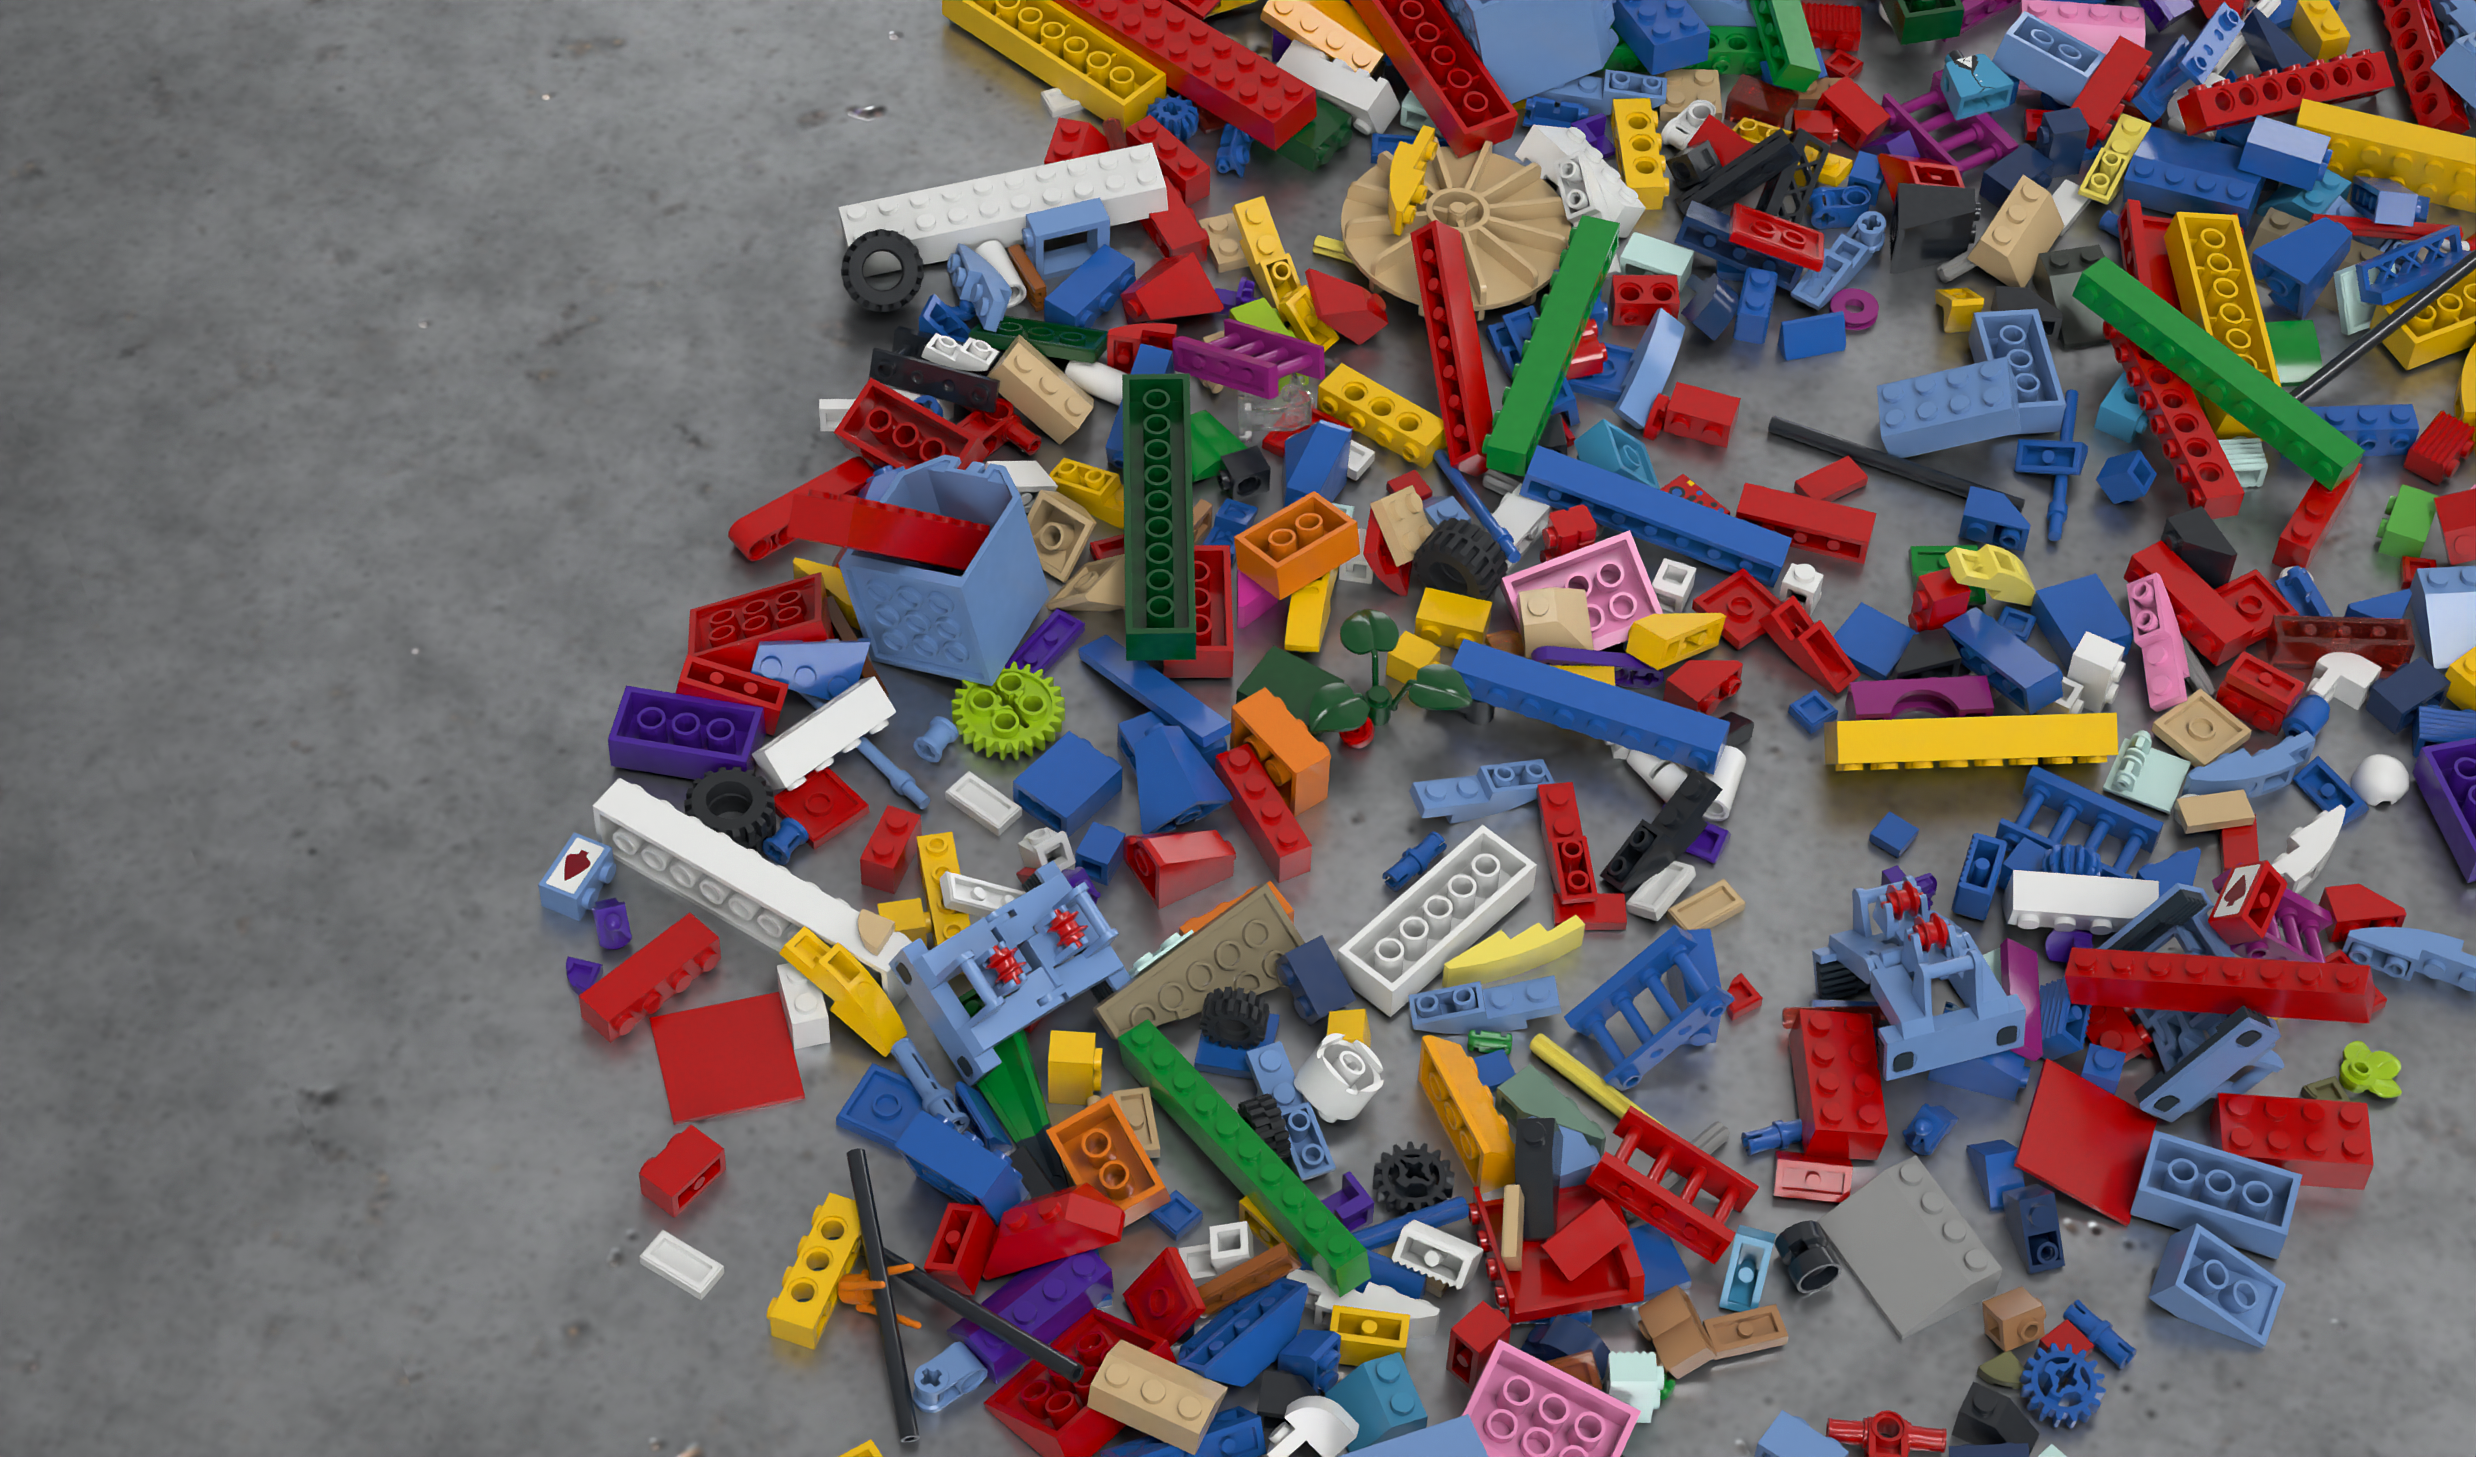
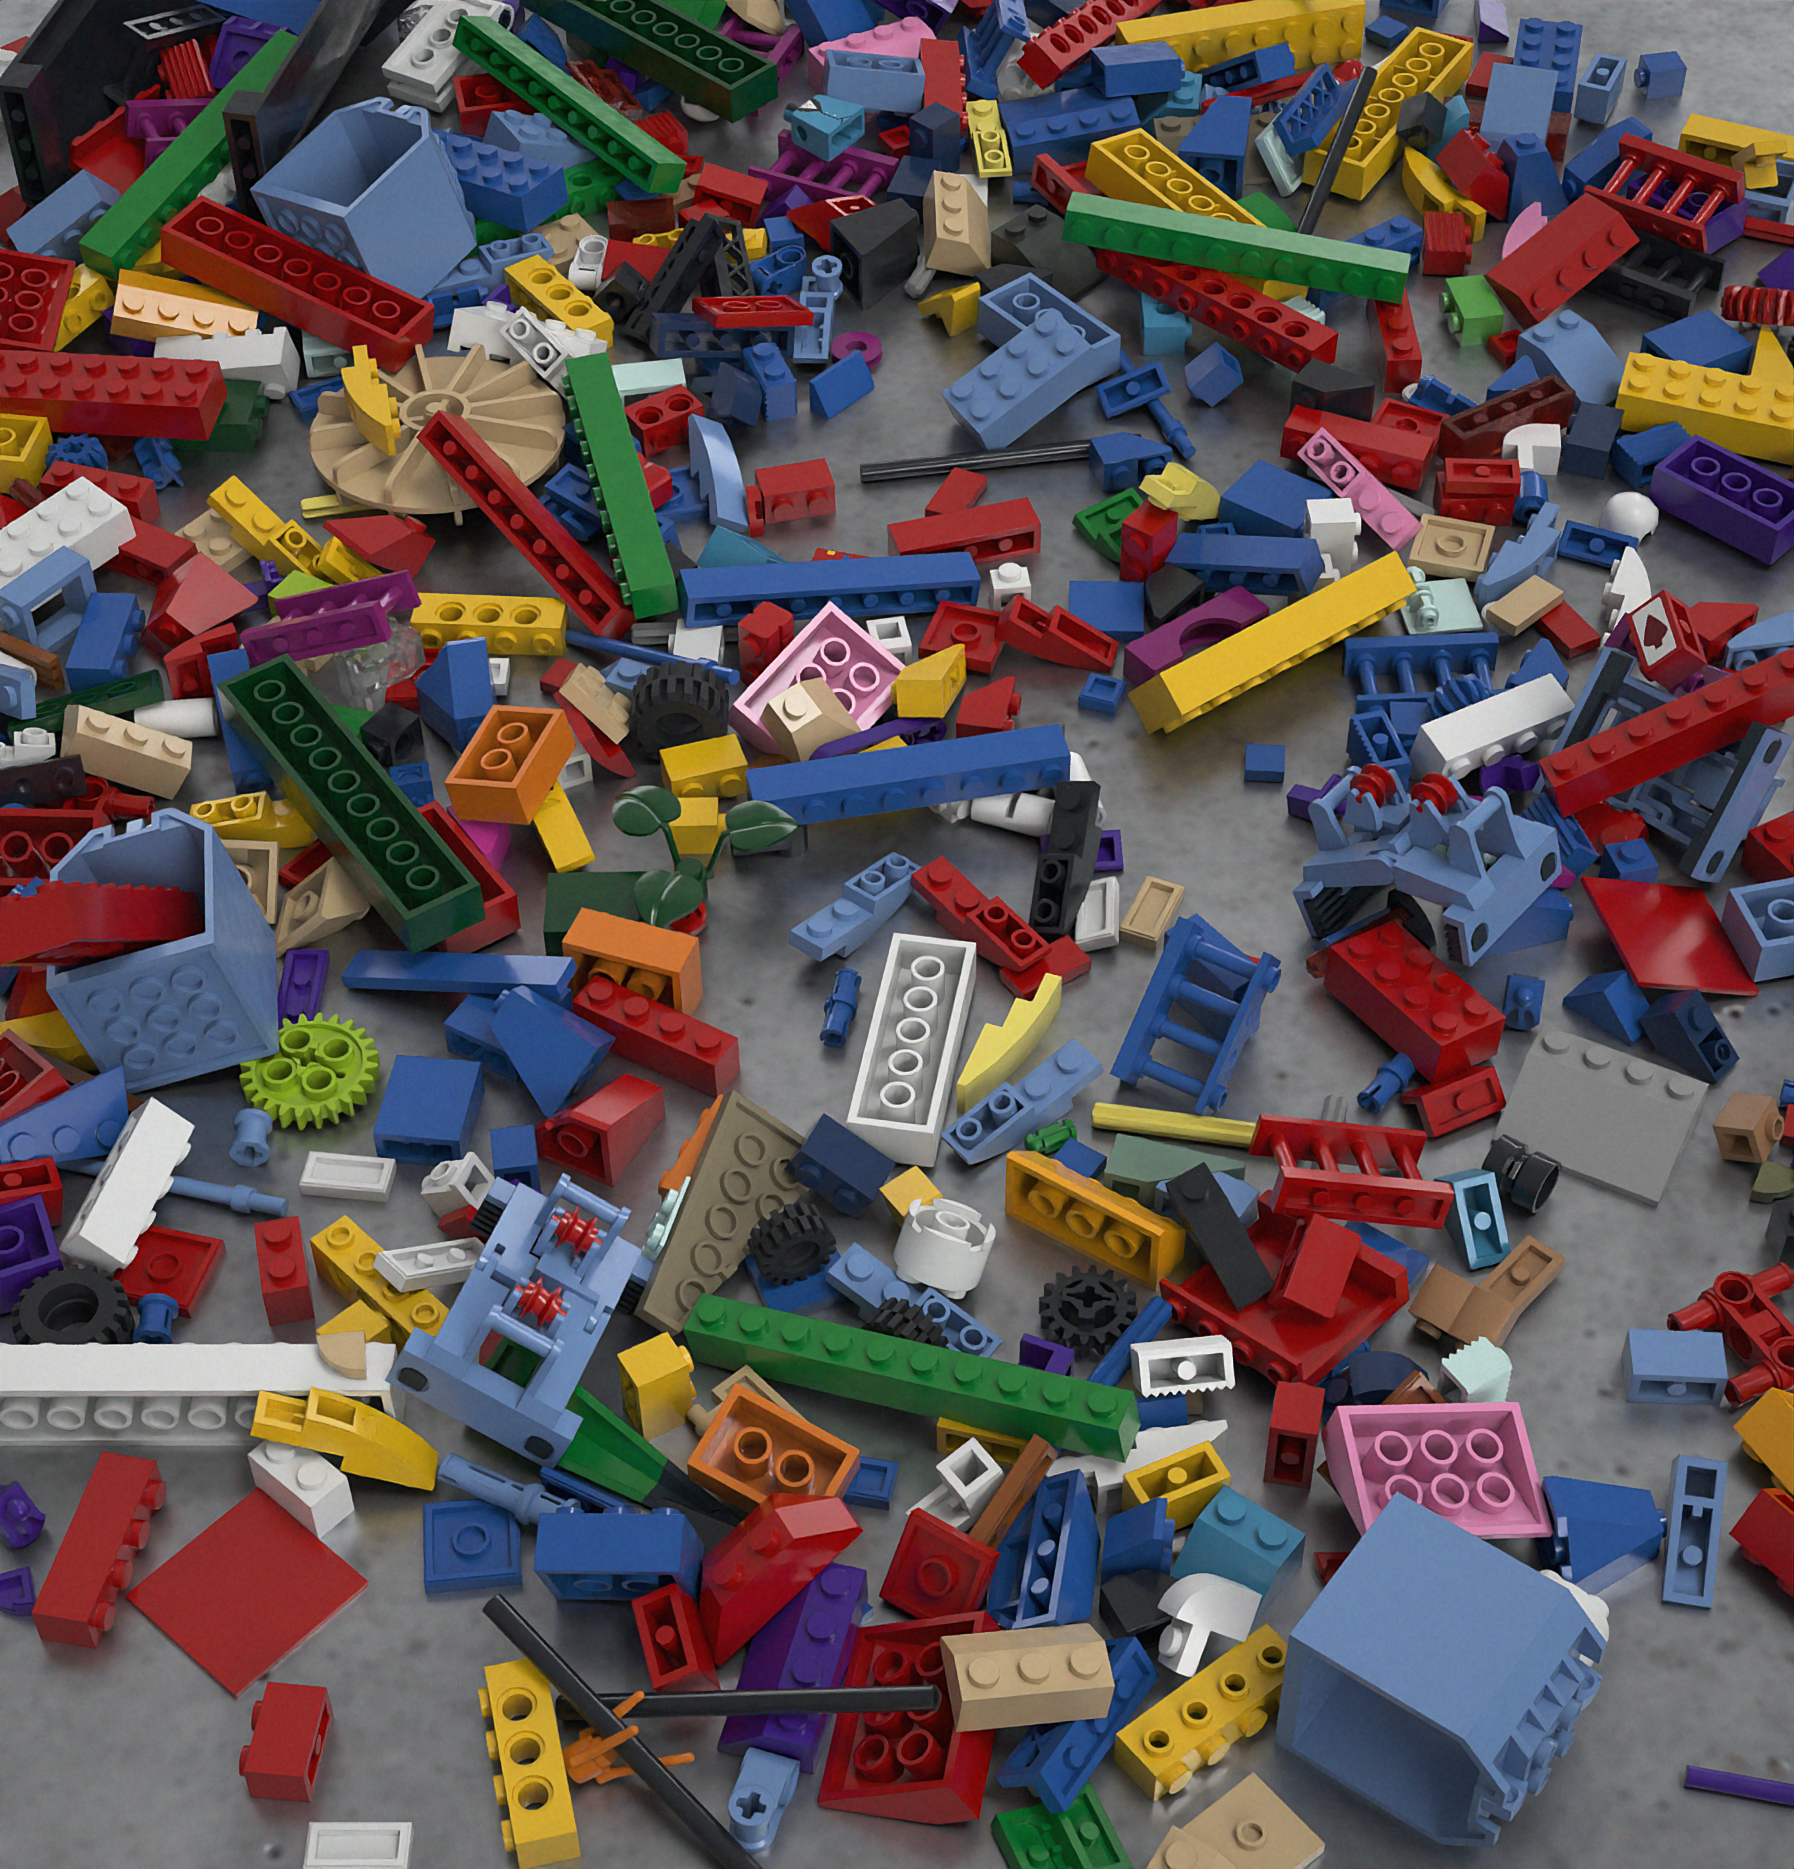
camera: 30 degrees left, 5 degrees down
(1513, 1227) = (1239, 1293): tan tile -> none

